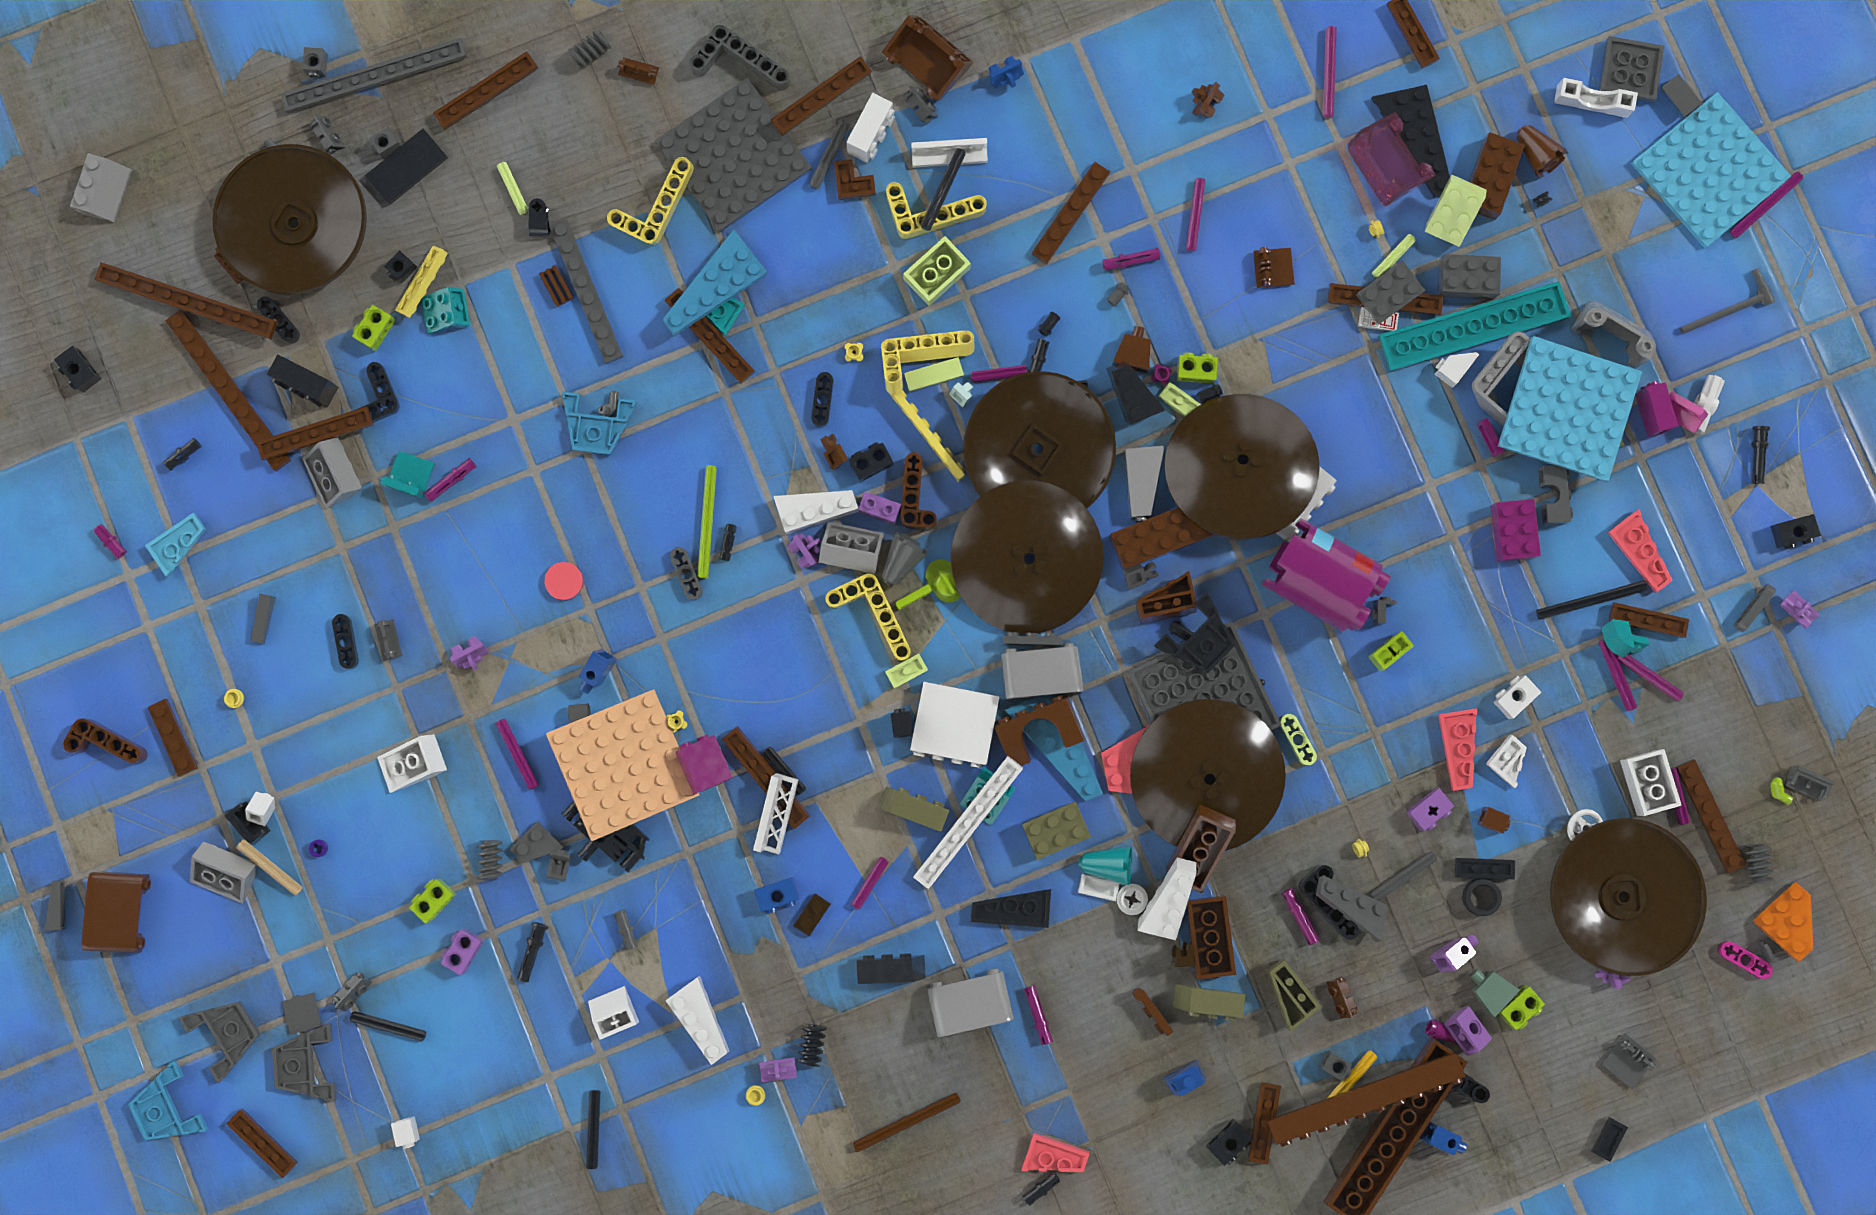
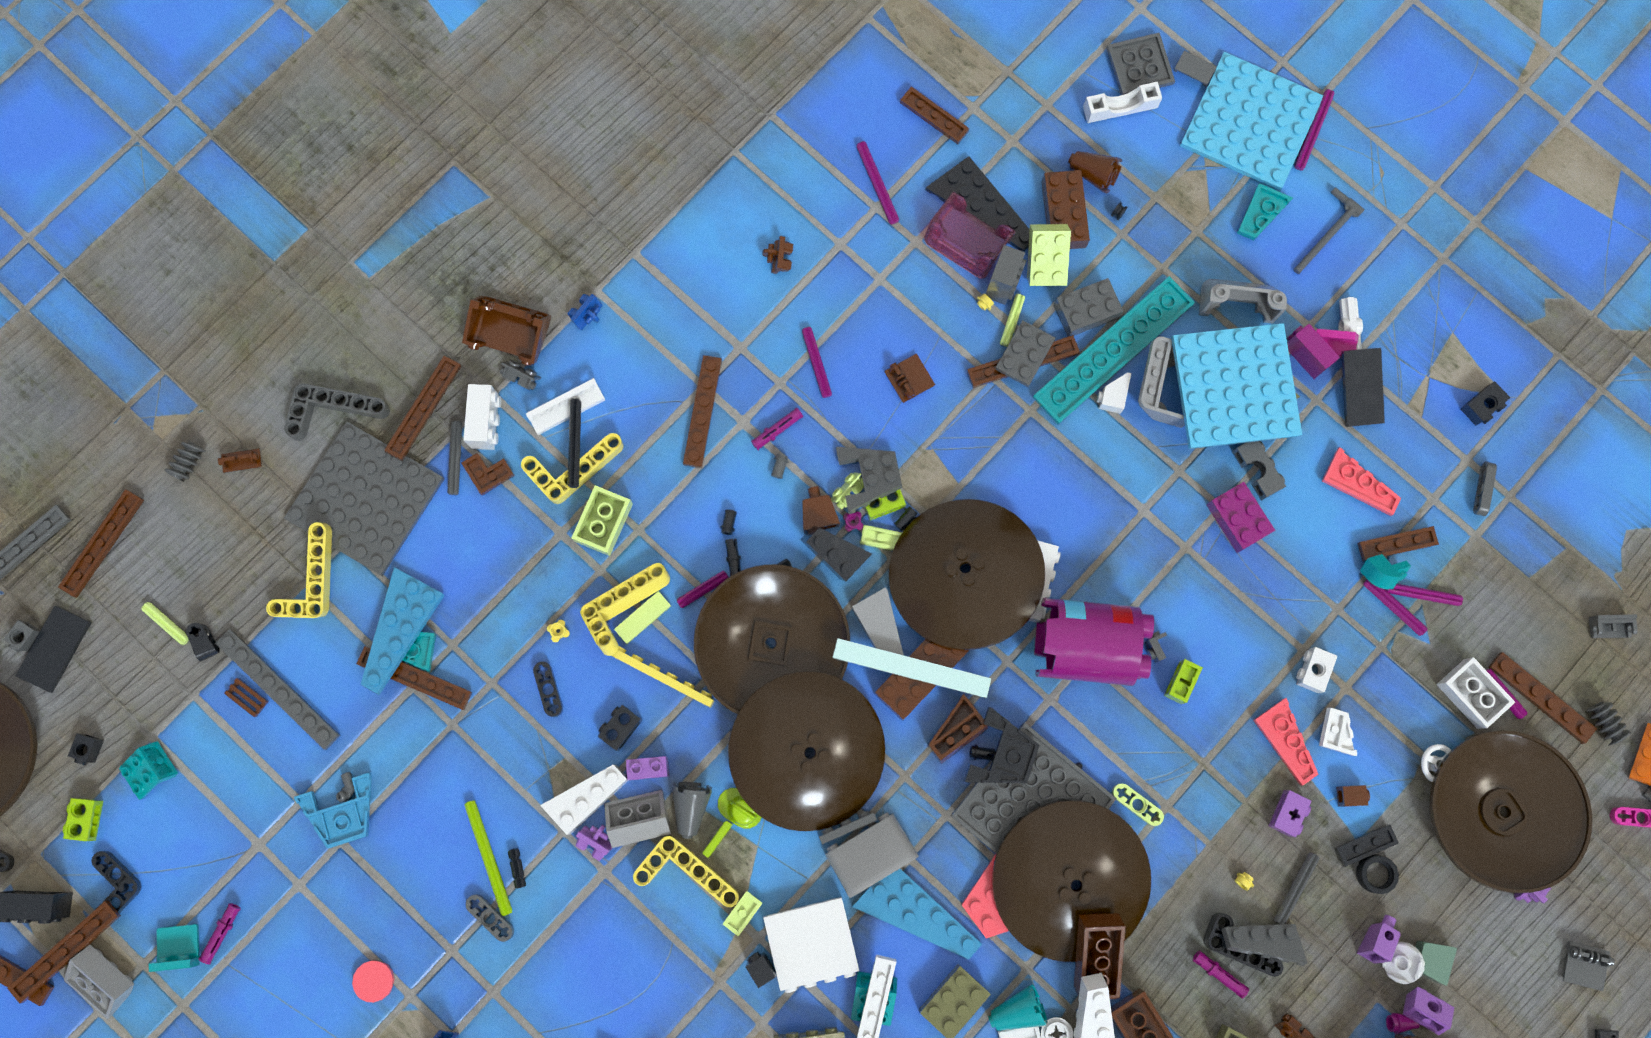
camera: 25 degrees left, 5 degrees down
(421, 281) = (111, 758): light yellow plate -> none
(834, 453) = (581, 735): reddish brown plate -> none
(914, 490) = (674, 735): reddish brown beam -> none
(961, 394) = (676, 623): light aqua tile -> none
(1058, 712) = (903, 887): reddish brown arch -> none
(1137, 575) = (918, 718): dark grey plate -> none
(1153, 526) = (912, 668): none -> light aqua tile
(1177, 340) = (852, 483): none -> yellowish green hinge
(1204, 341) = (878, 472): none -> dark grey wing
(1368, 321) = (1016, 388): white tile -> none
(1407, 211) = (1006, 275): none -> dark grey brick
(1467, 981) = (1406, 964): none -> white tile
(1490, 437) = (1176, 443): magenta tile -> none
(1518, 1004) = (1470, 966): lime brick -> none
(1591, 599) = (1338, 548): black axle -> none
(1677, 259) = (1262, 210): none -> teal wing
(1688, 464) = (1363, 387): none -> black tile
(1760, 445) = (1416, 341): black pin -> none
(1778, 793) = (1590, 646): lime arm -> none
(1799, 609) = (1525, 471): medium lavender hips -> none

